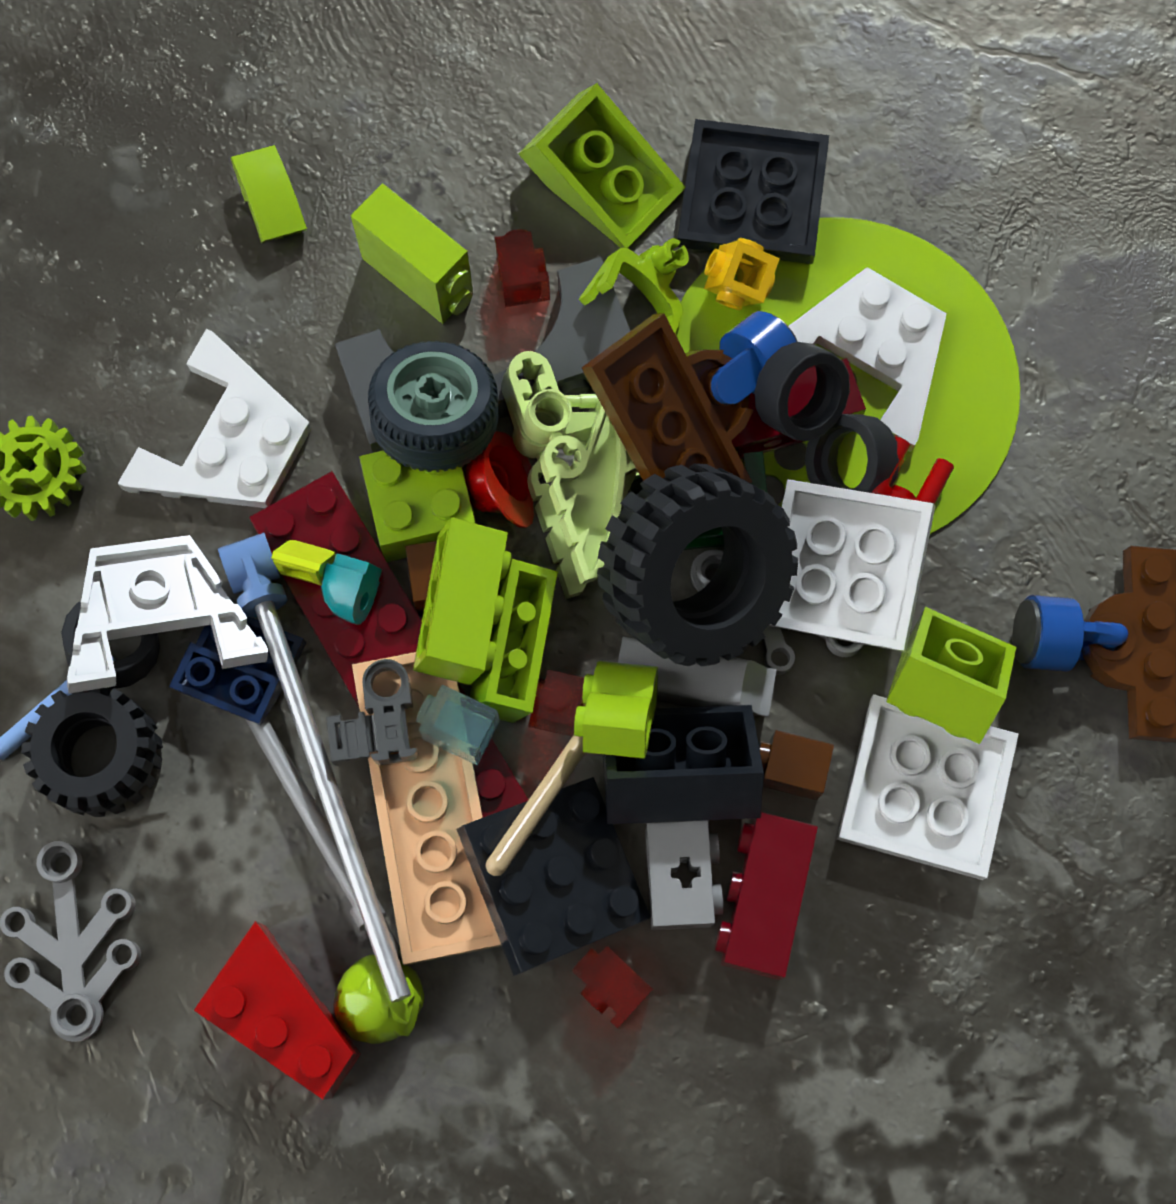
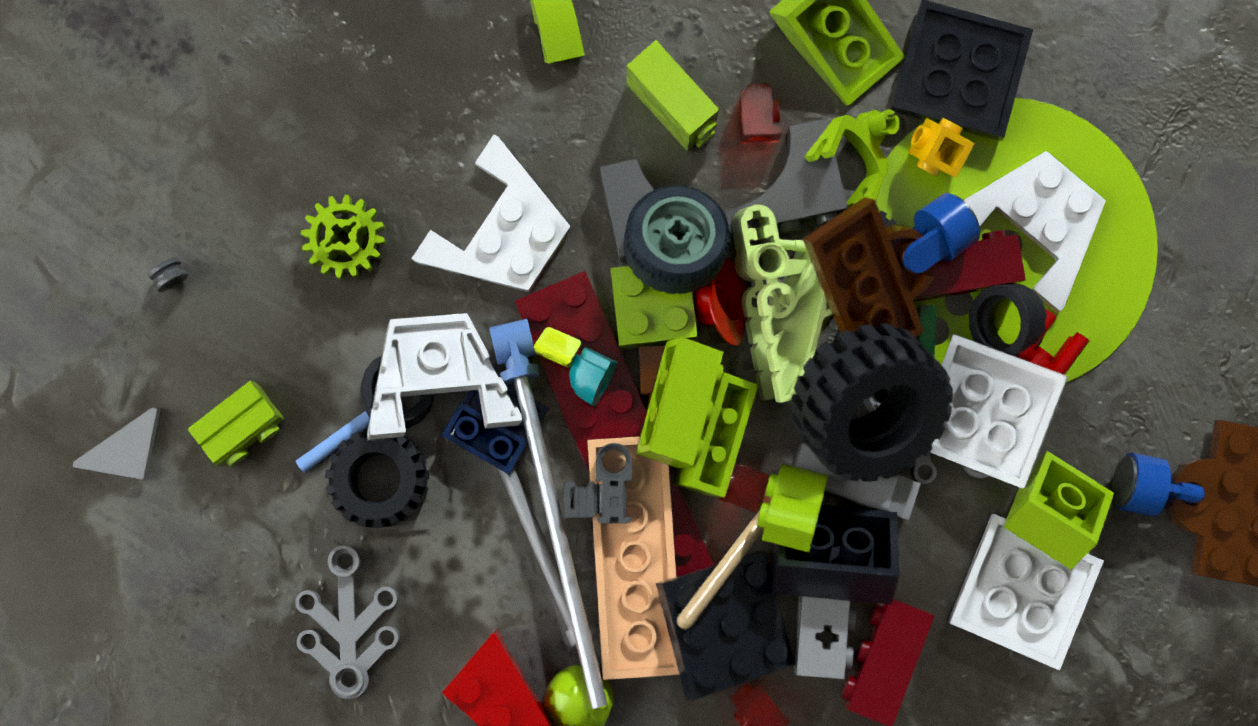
camera: 10 degrees right, 10 degrees up
(457, 723) = (666, 502): clear light blue brick -> none
(796, 764) = (925, 561): reddish brown brick -> none
(825, 404) = (963, 254): black tyre -> none

